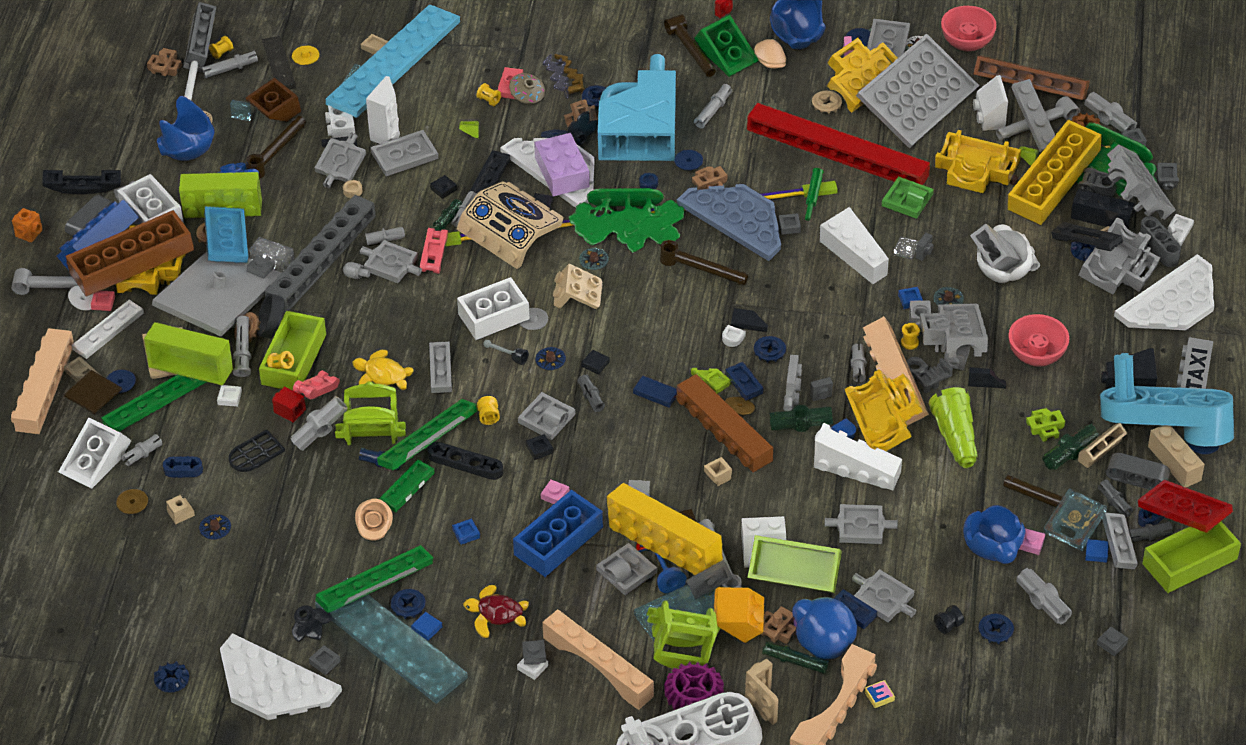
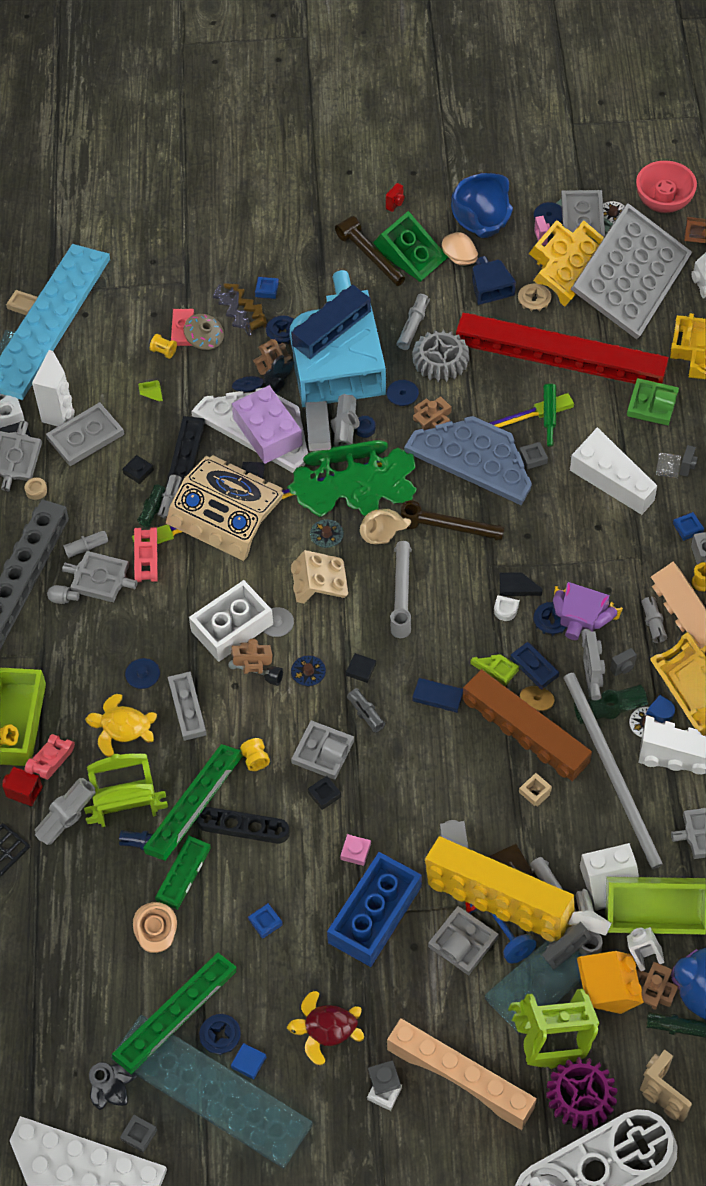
camera: 10 degrees left, 10 degrees up
(409, 340) = (142, 673): none -> dark blue piece
(504, 337) = (251, 653): none -> medium nougat piece
(591, 62) = (267, 287): none -> blue tile
(605, 172) = (318, 426): none -> light grey tile
(632, 172) = (345, 421): none -> light grey piece
(635, 89) = (331, 321): none -> dark blue brick
(638, 327) = (401, 612): none -> light grey piece
(641, 256) = (381, 526): none -> tan hair
(729, 135) = (440, 355): none -> light grey gear
(735, 564) = (587, 916): none -> white piece
(773, 599) = (643, 944): none -> white window
(787, 464) = (613, 771): none -> light grey piece
(792, 83) = (491, 281): none -> dark blue torso
(797, 339) = (583, 609): none -> medium lavender torso

